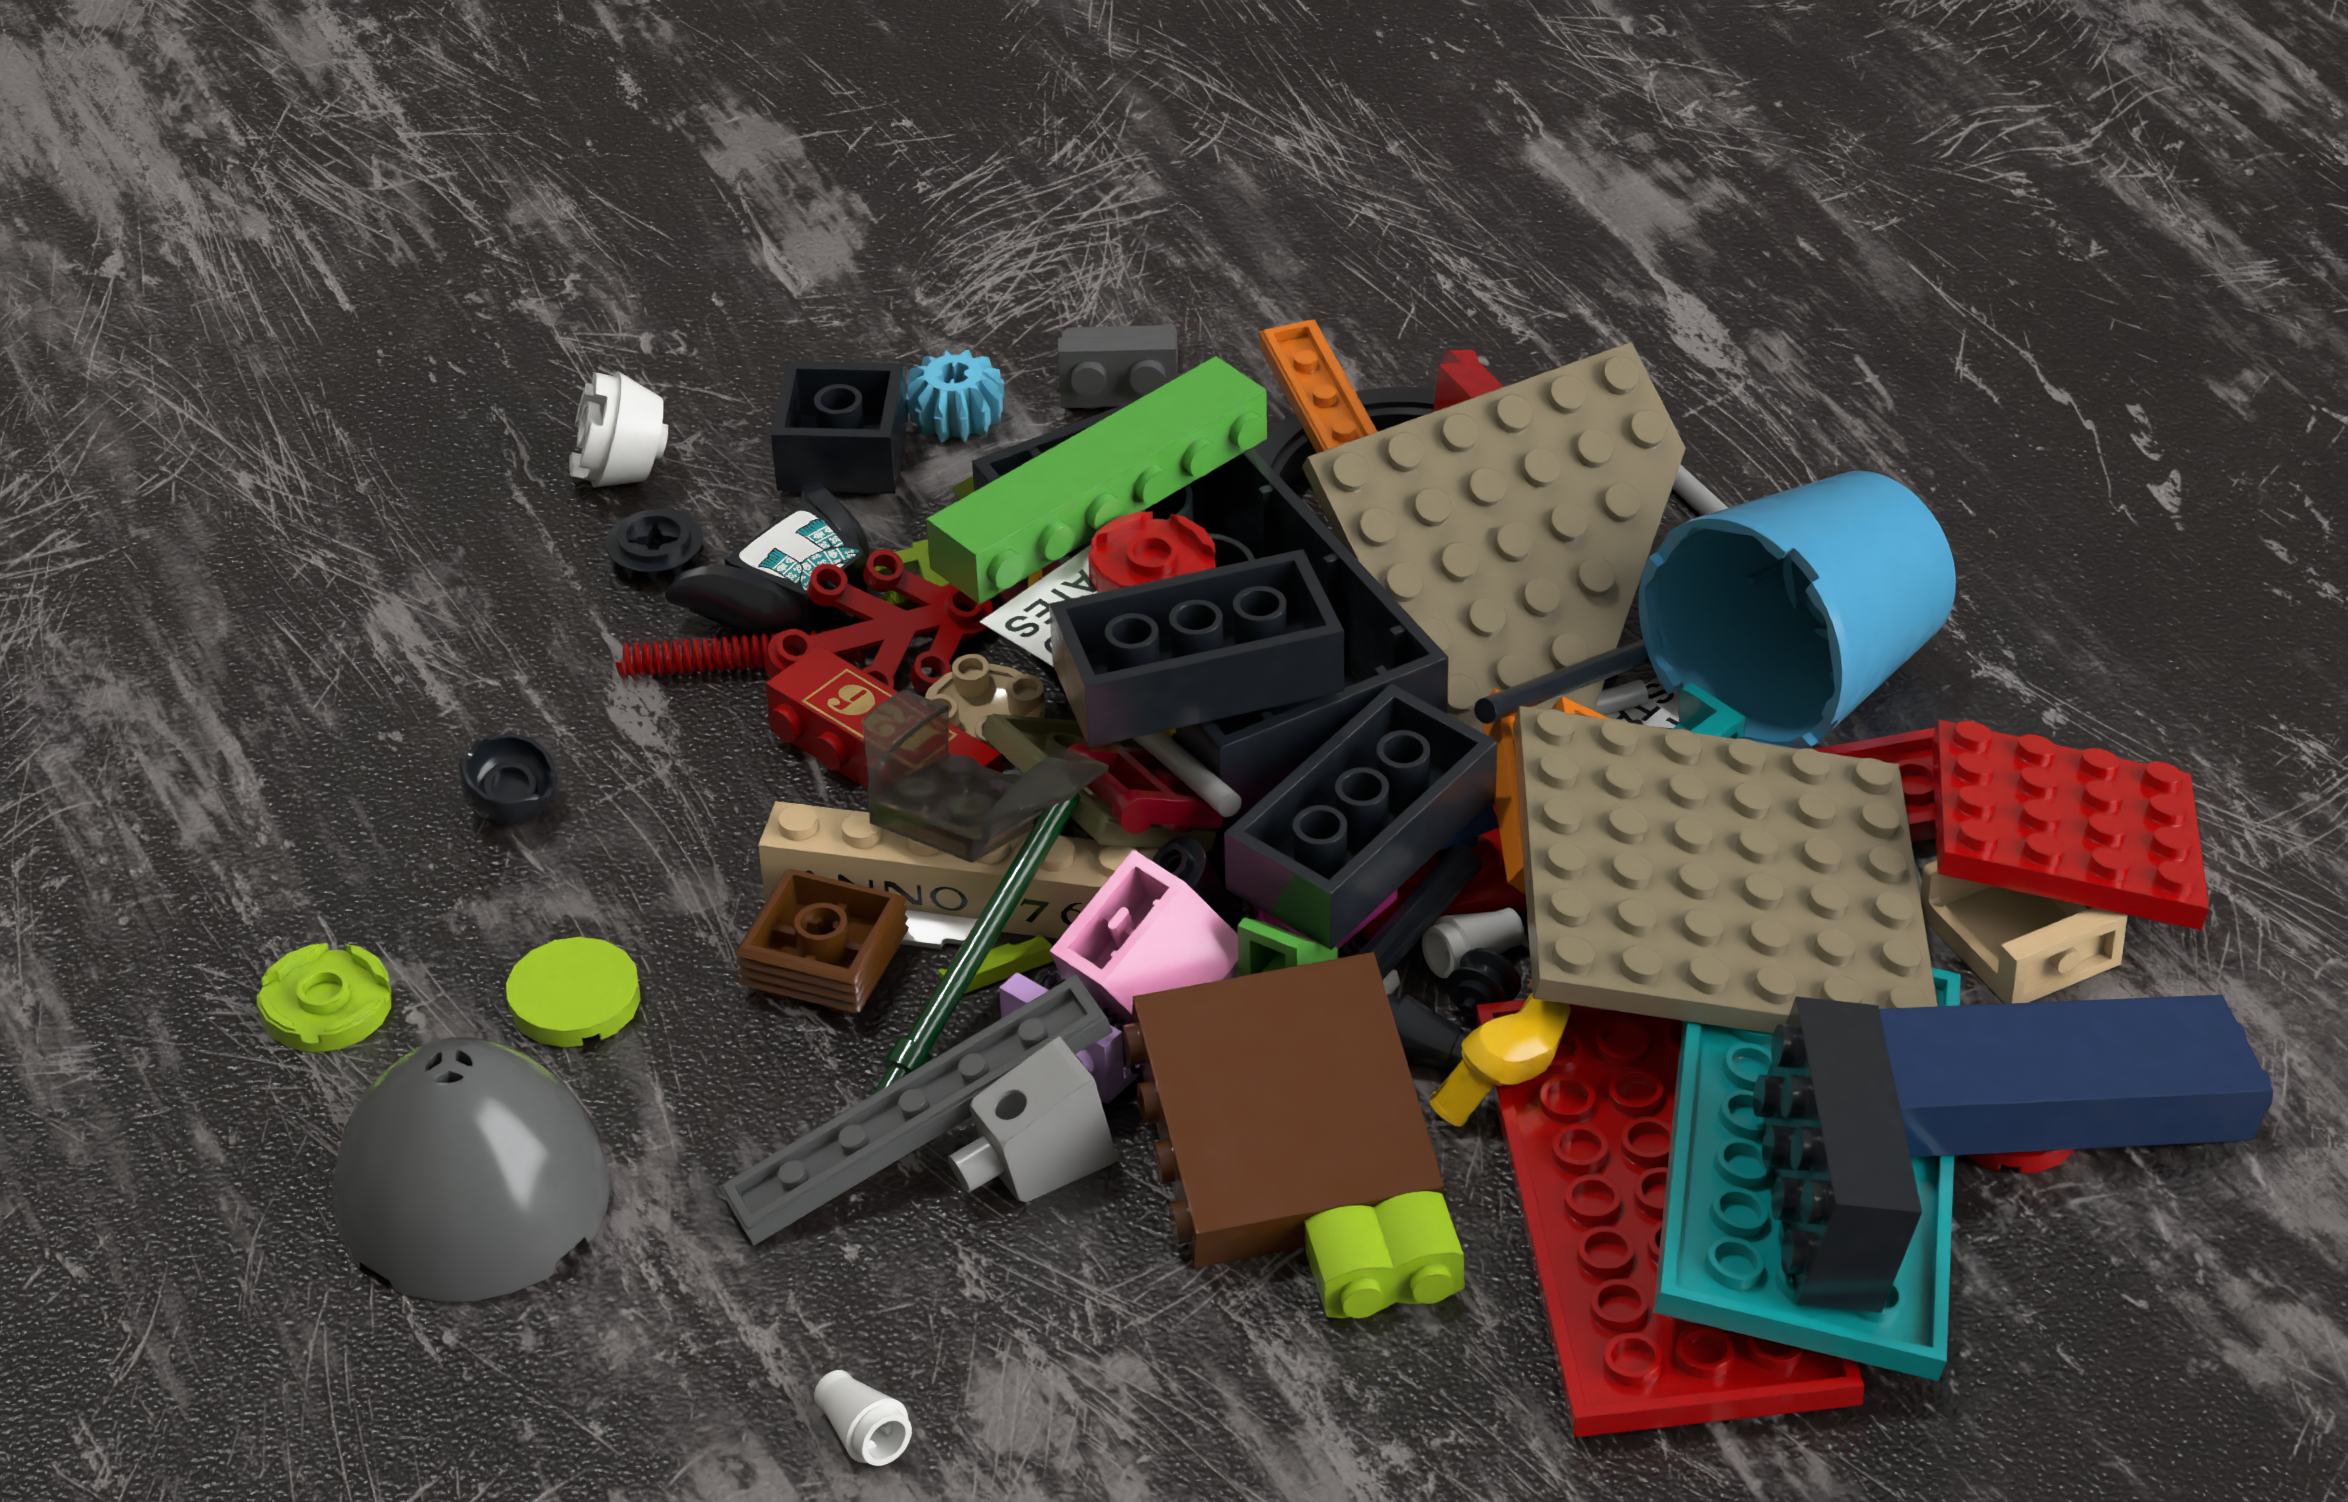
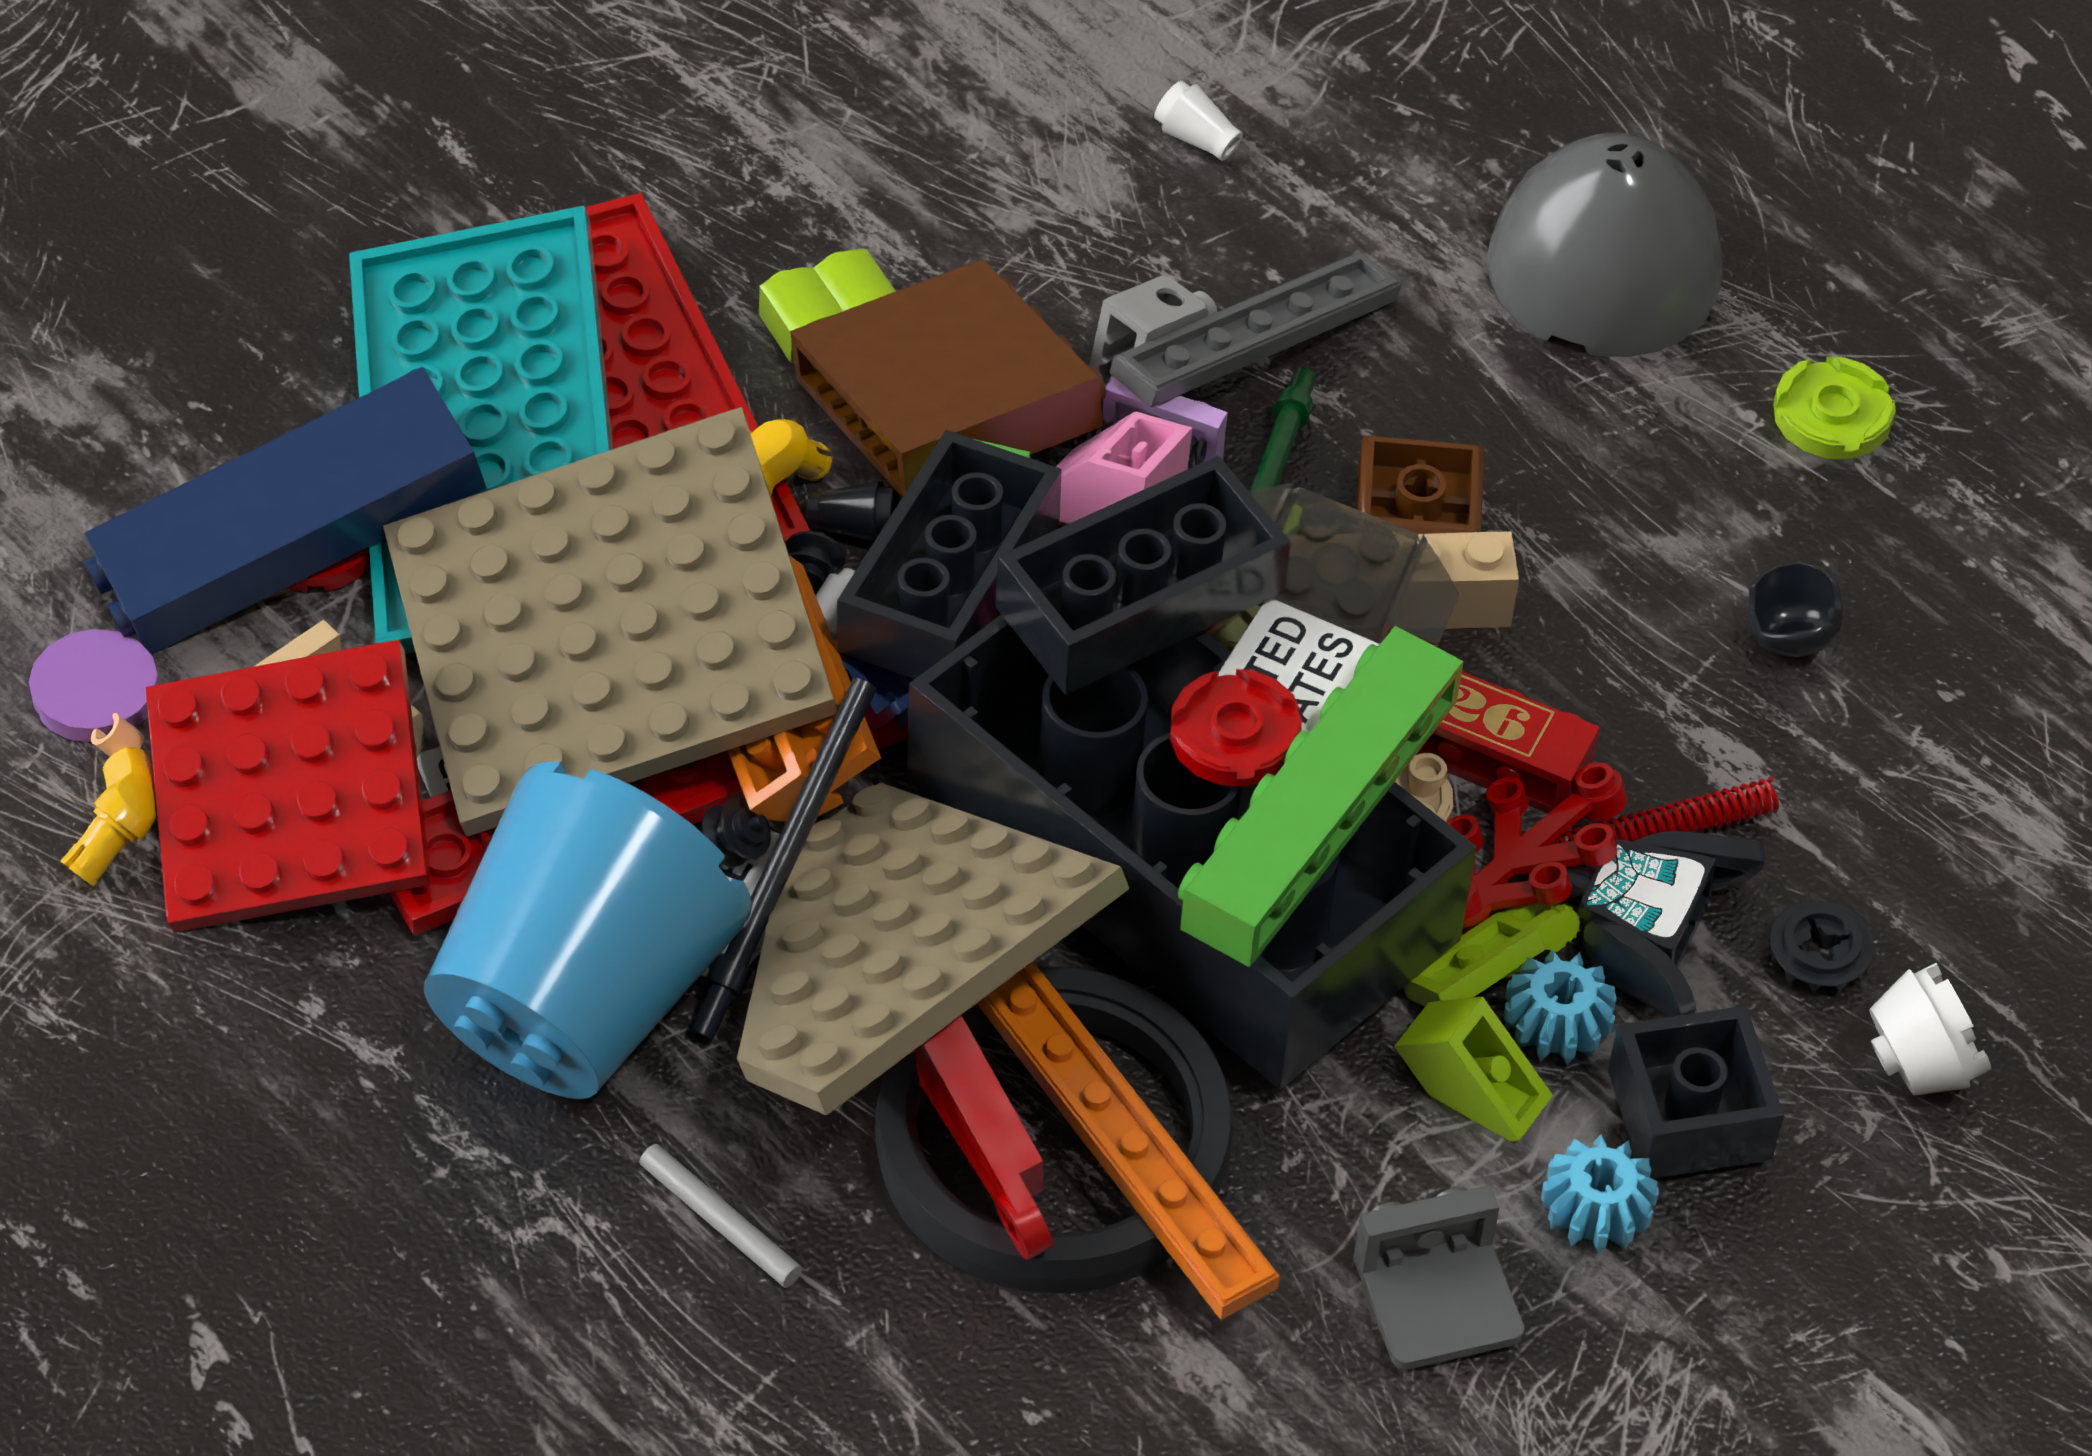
camera: 160 degrees right, 10 degrees up
(573, 991) = (1621, 444): lime tile -> none
(900, 510) = (1559, 1007): none -> medium azure gear
(1837, 1155) = (459, 307): black brick -> none
(2229, 853) = (123, 809): none -> yellow arm
(2272, 997) = (89, 679): none -> medium lavender tile

